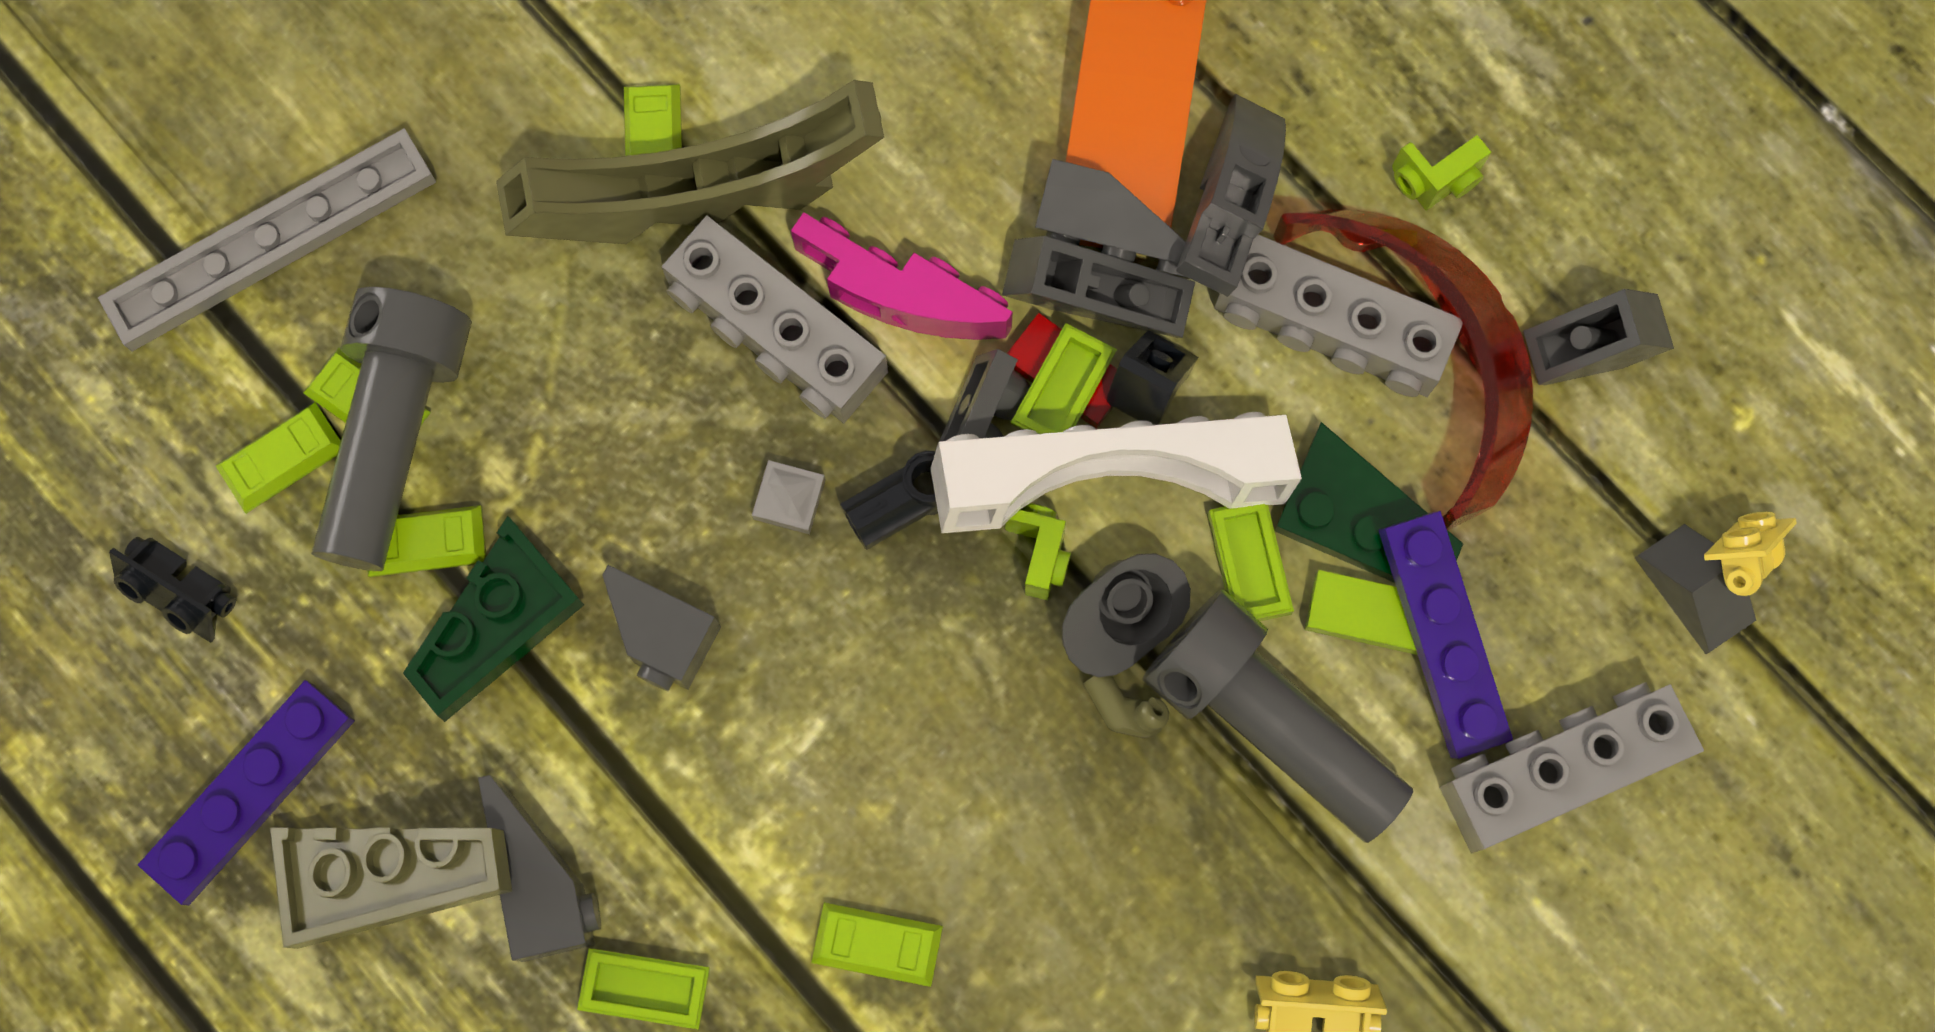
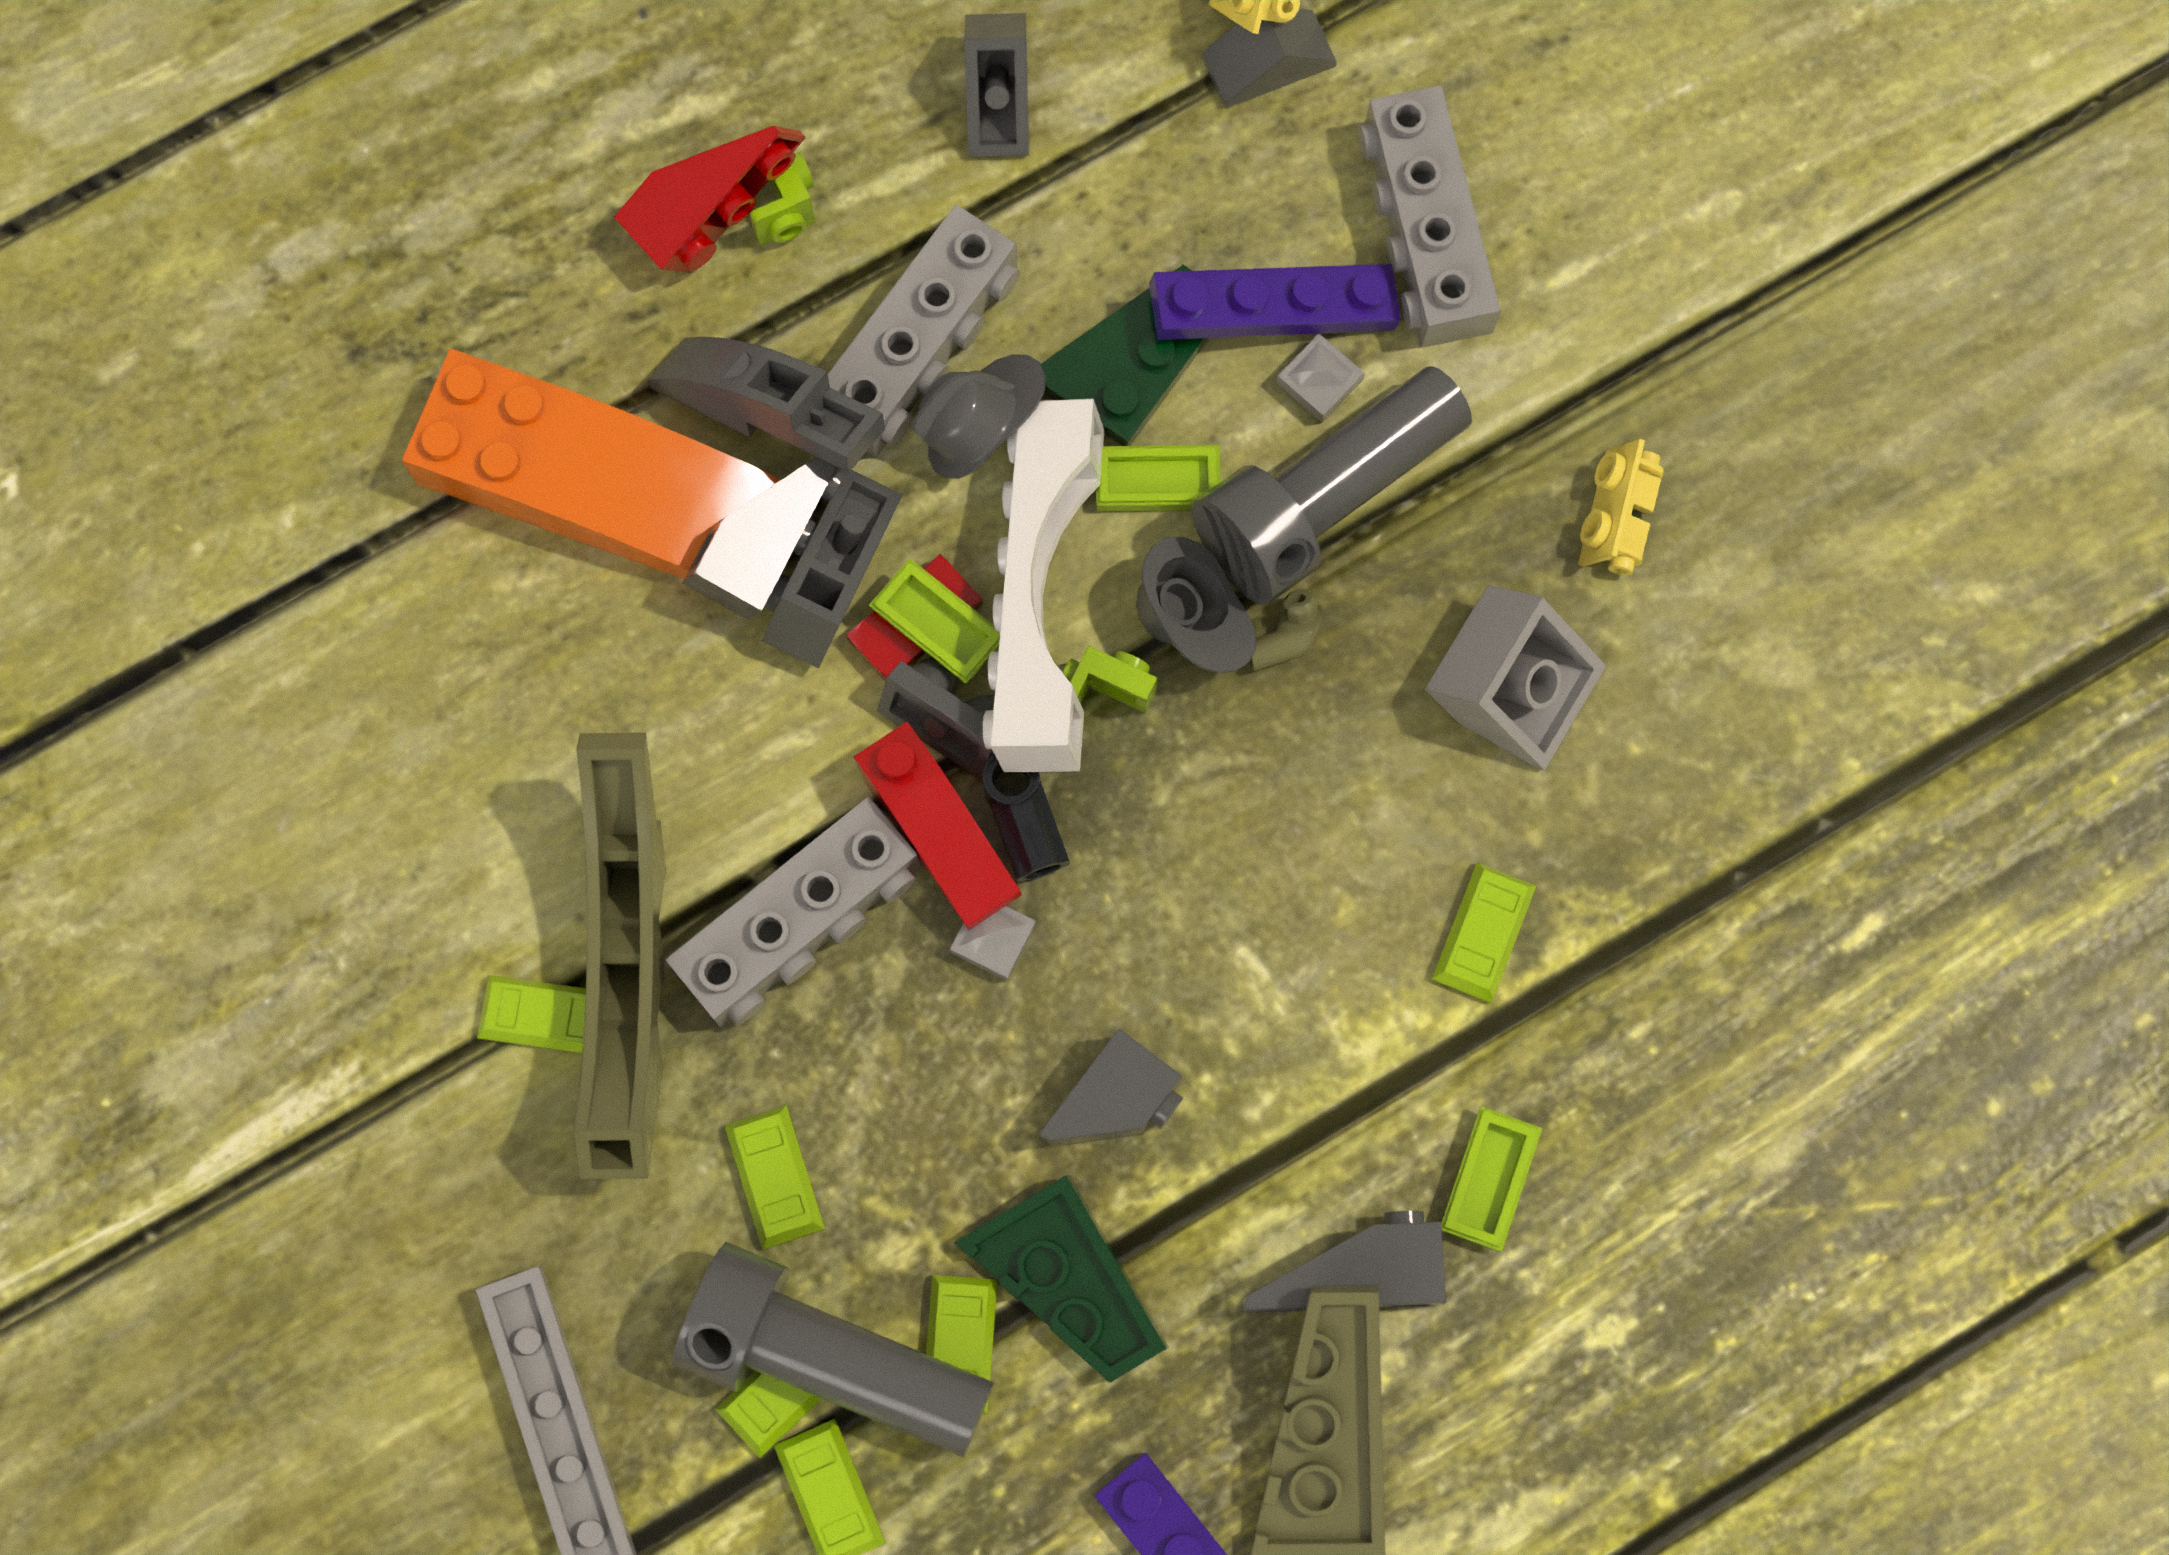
camera: 80 degrees left, 0 degrees up
(545, 355) = (774, 1177): none -> lime tile
(875, 422) = (936, 825): none -> red slope
(919, 298) = (803, 756): dark pink slope -> none
(1127, 931) = (1516, 675): none -> light grey slope
(1149, 377) = (950, 527): black slope -> none
(1267, 378) = (976, 411): none -> dark grey piece
(1358, 612) = (1231, 383): lime tile -> none
(1383, 694) = (1320, 378): none -> light grey tile
(1408, 92) = (695, 200): none -> red slope
(1487, 335) = (926, 198): clear red windscreen -> none

